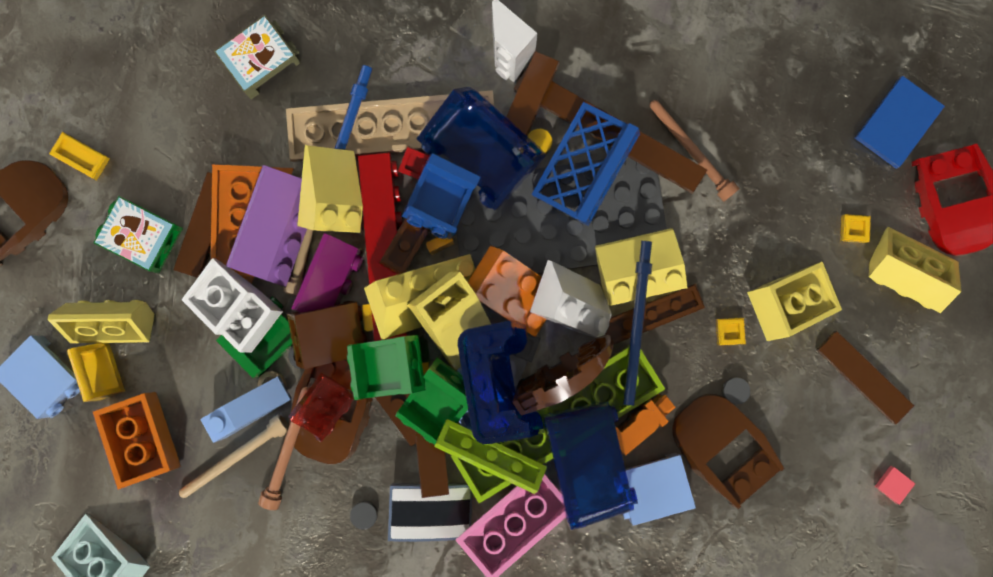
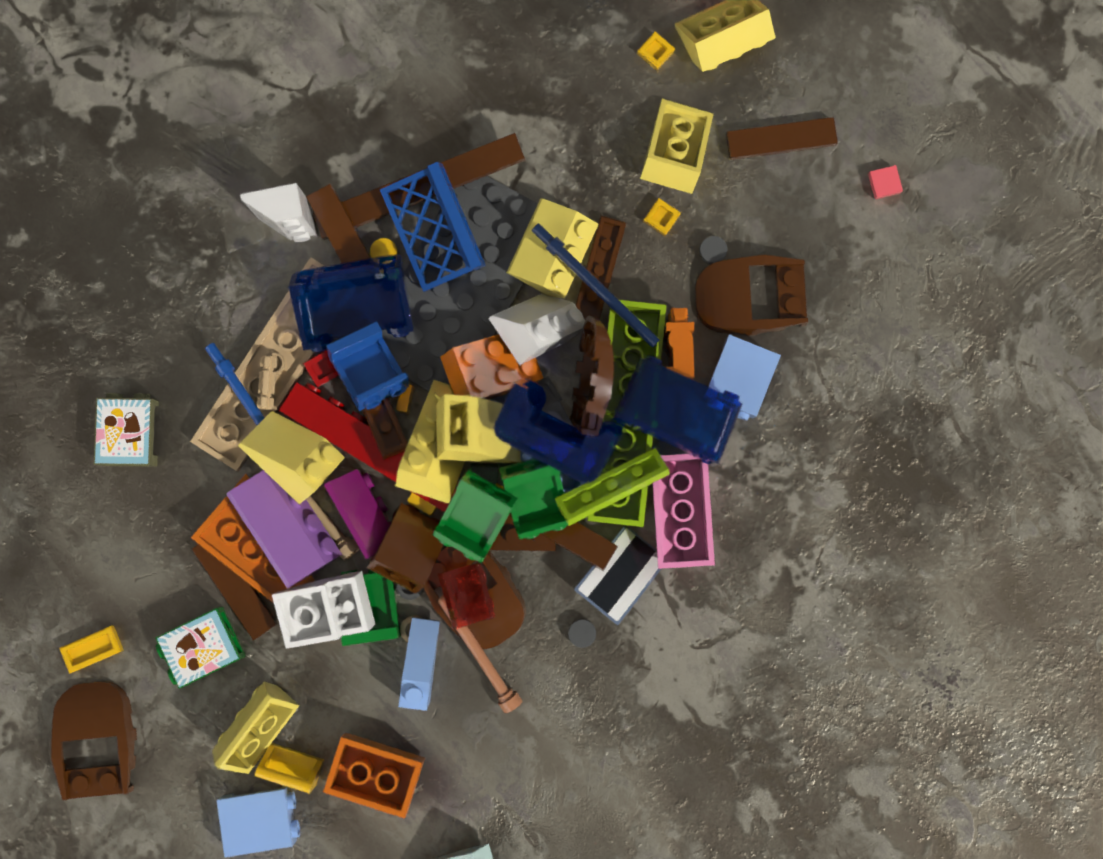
camera: 55 degrees left, 0 degrees up
(277, 427) = (453, 653): tan piece -> none
(372, 130) = (267, 381): none -> tan axle
(724, 187) = (540, 130): nougat piece -> none

